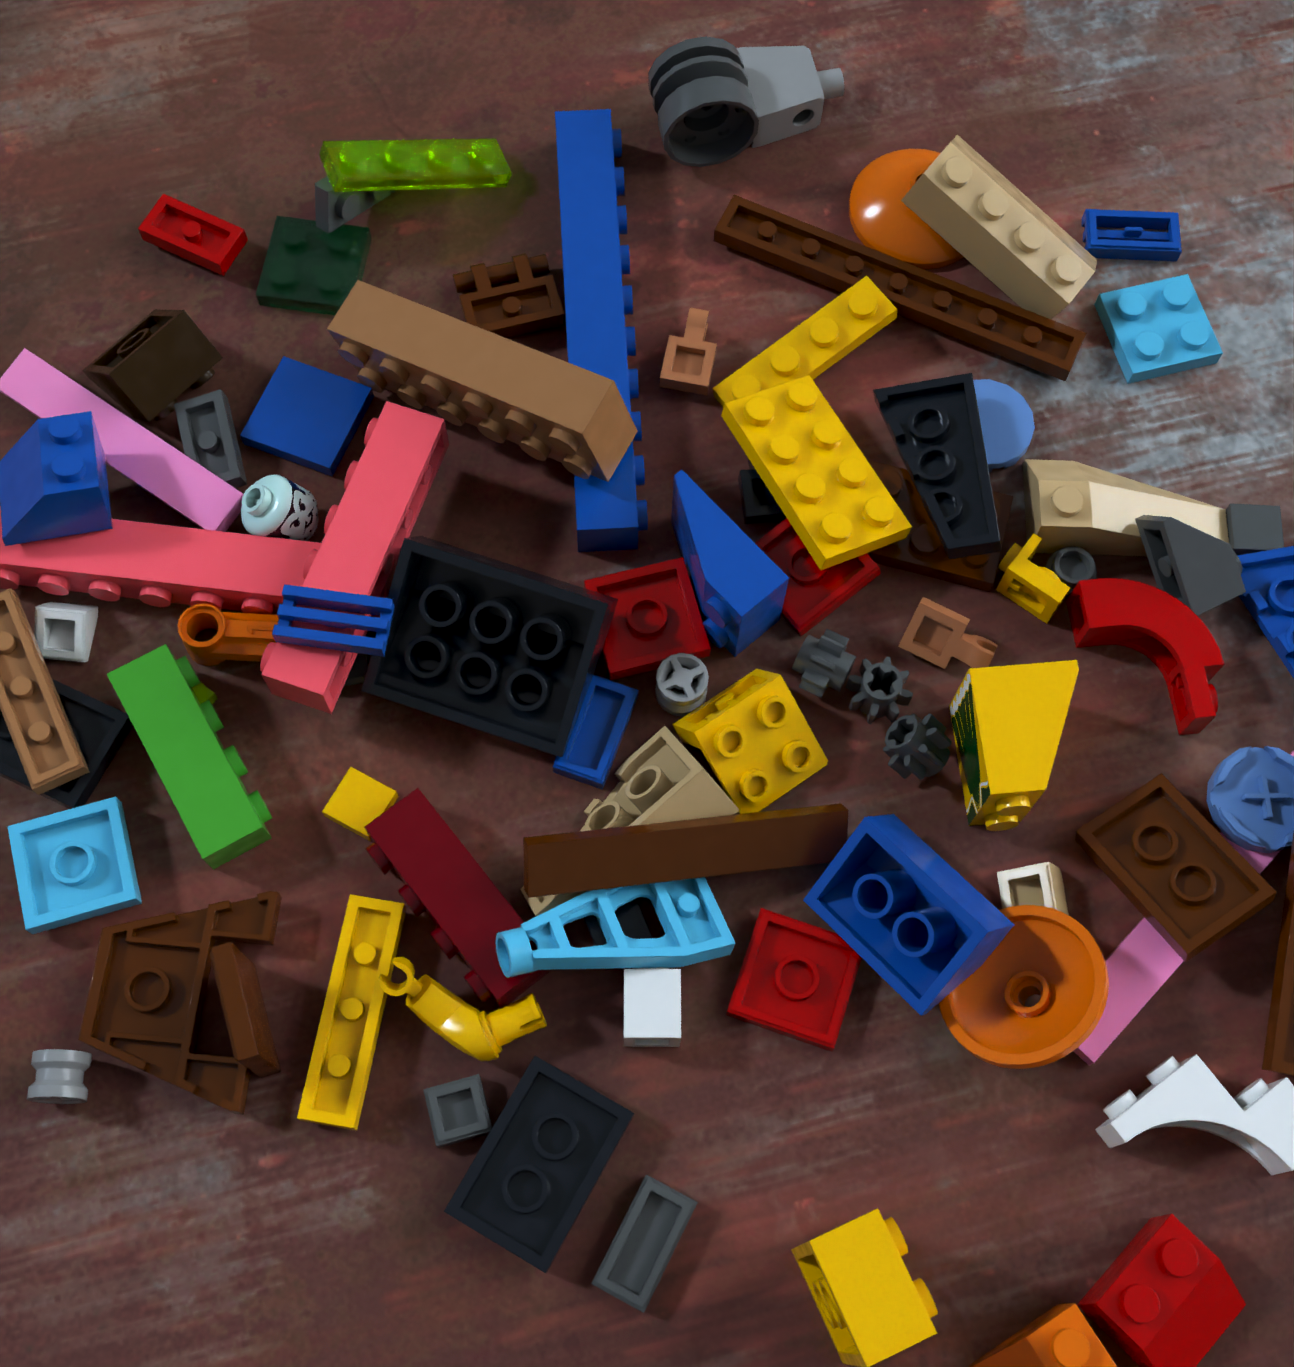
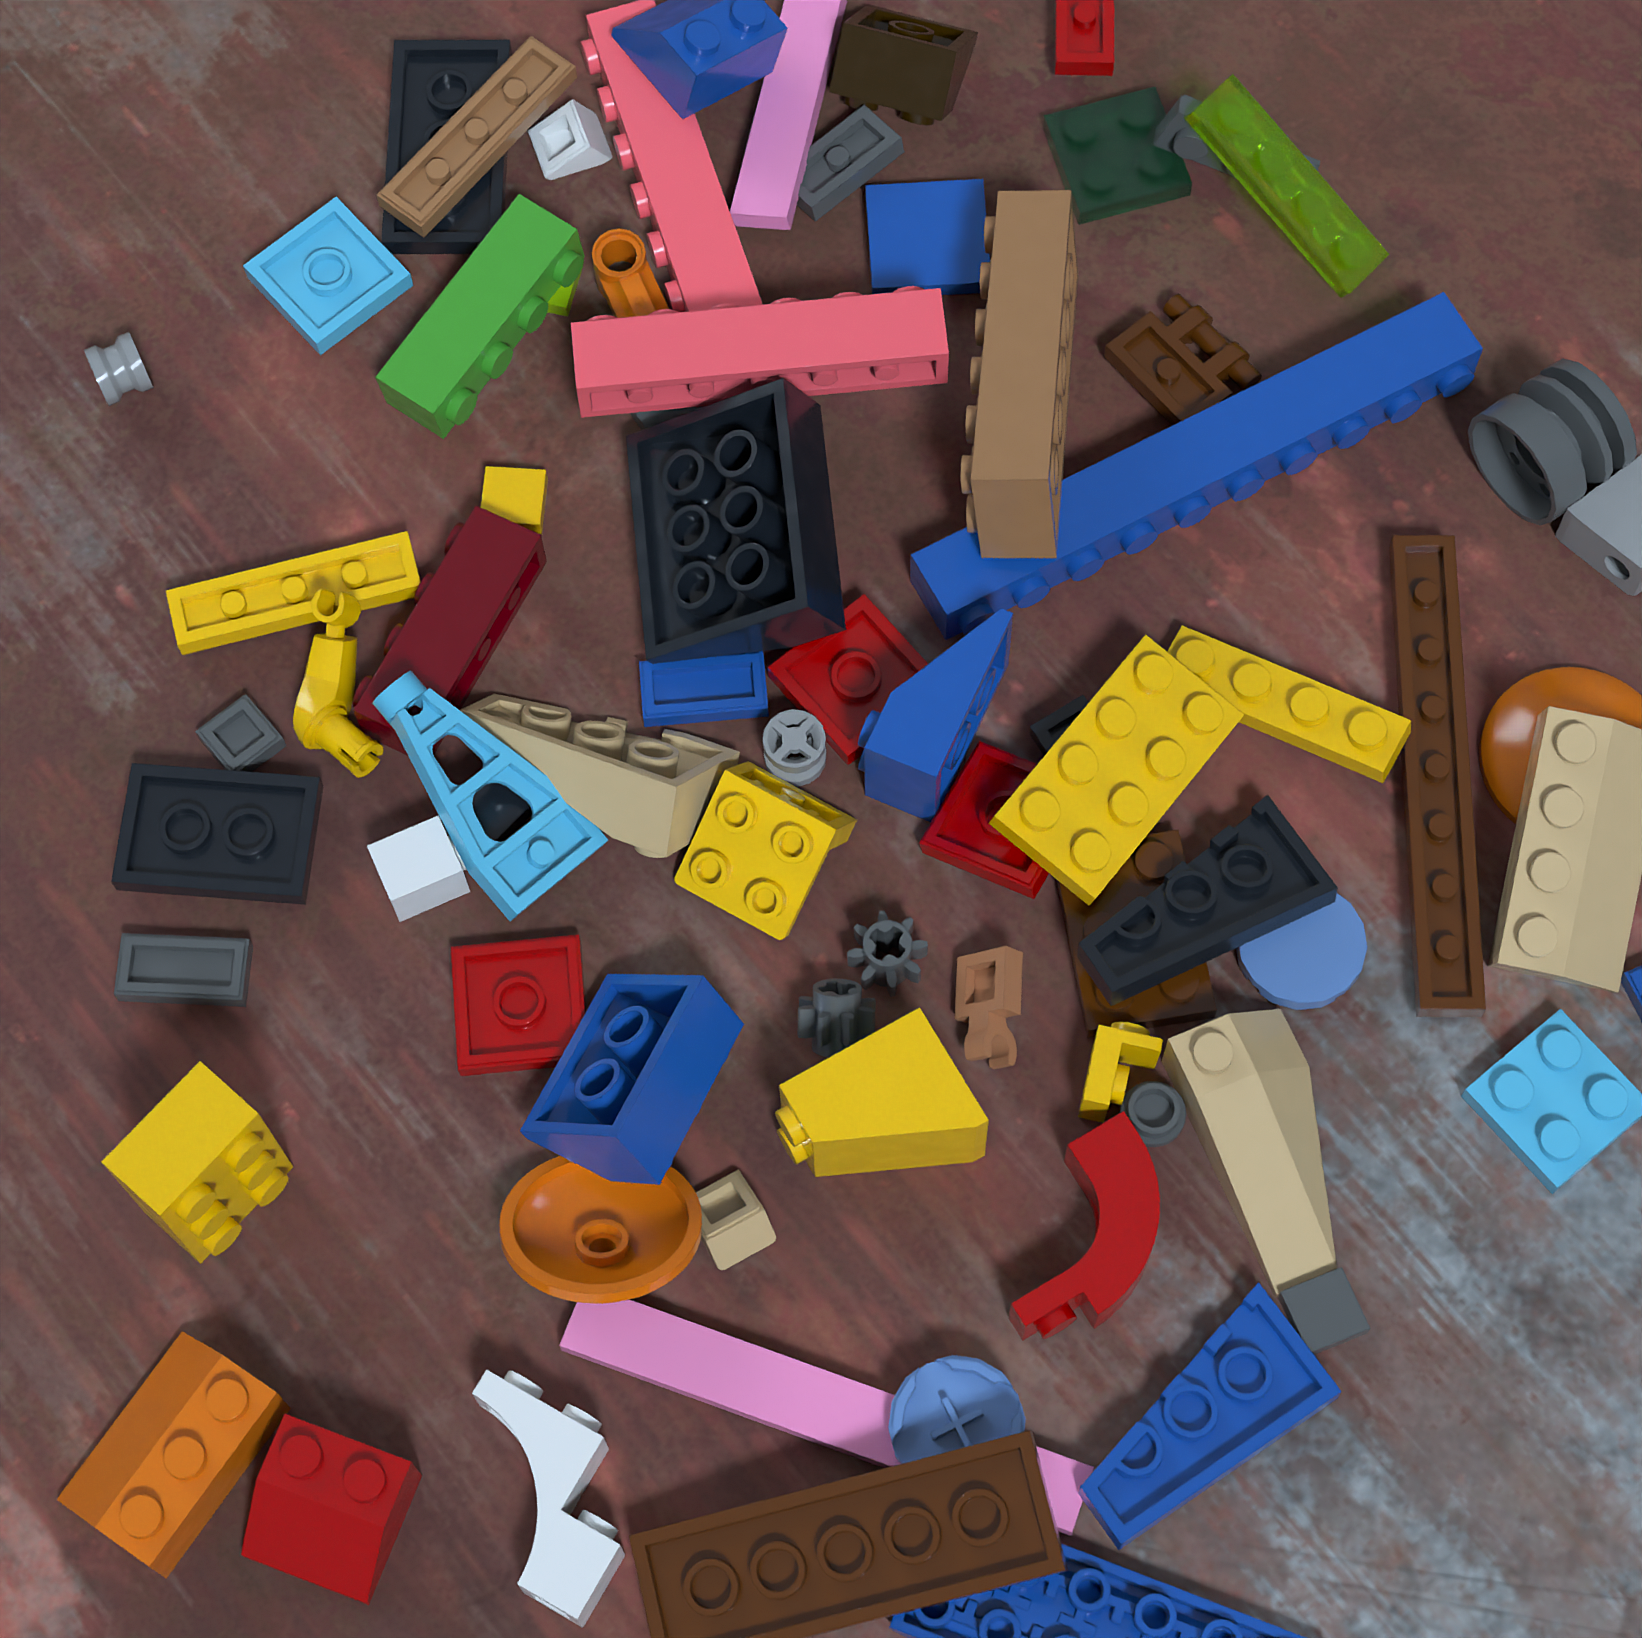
camera: 70 degrees right, 0 degrees up
(153, 990) = (234, 408): reddish brown wing -> none
(244, 1010) = (242, 489): reddish brown tile -> none
(279, 509) = (787, 260): light aqua head -> none
(334, 600) = (643, 314): blue tile -> none
(682, 849) = (592, 818): reddish brown tile -> none
(689, 359) = (1206, 586): nougat plate -> none
(823, 663) = (889, 880): dark grey gear -> none
(1174, 867) = (820, 1346): reddish brown plate -> none
(1190, 563) = (1216, 1237): dark grey slope -> none

